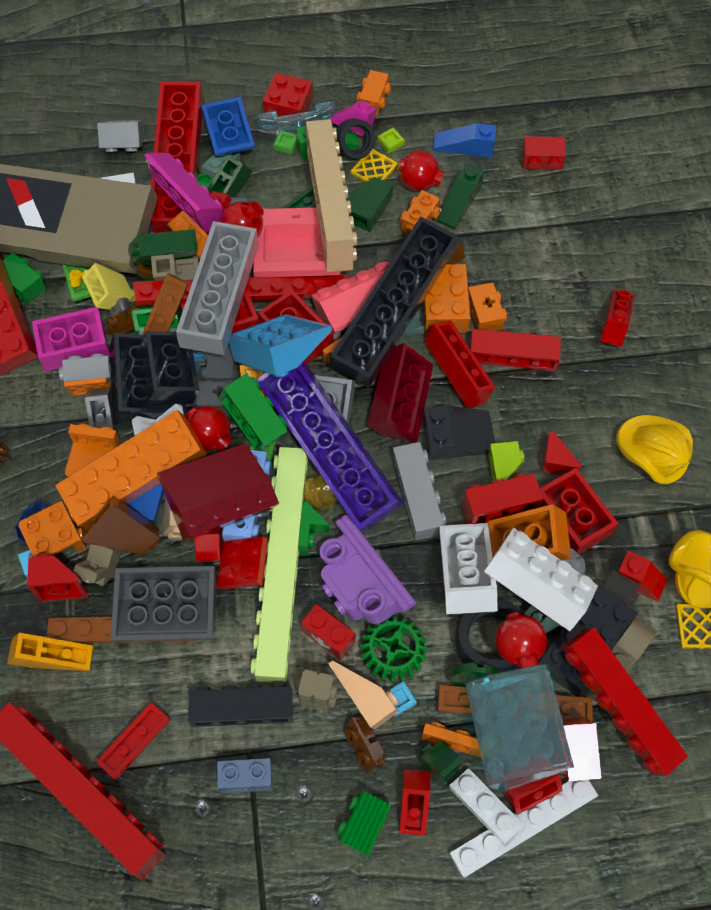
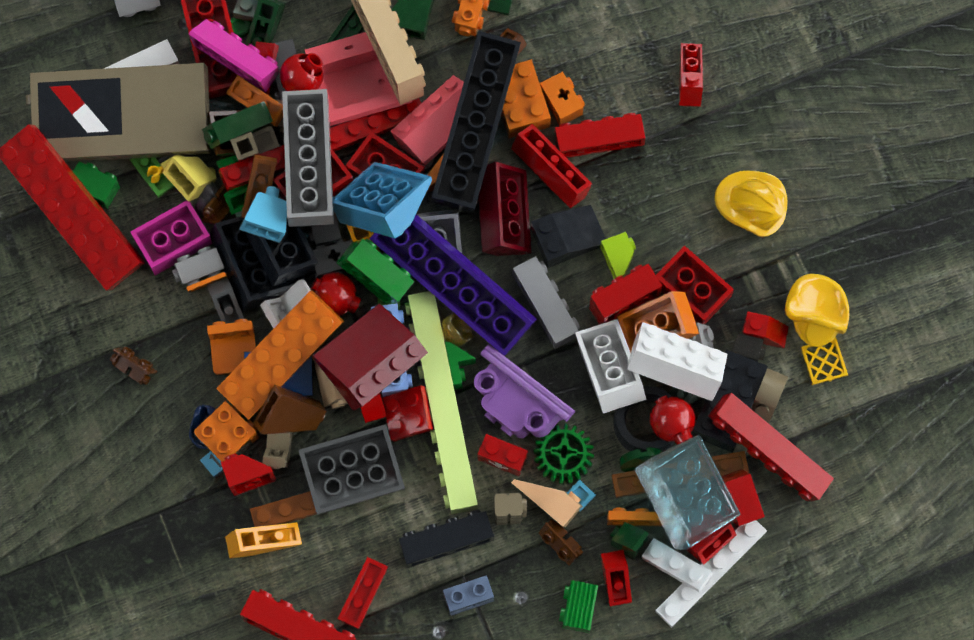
camera: 15 degrees left, 10 degrees up
(158, 330) = (267, 216): none -> medium azure torso
(558, 457) = (666, 236): red slope -> none

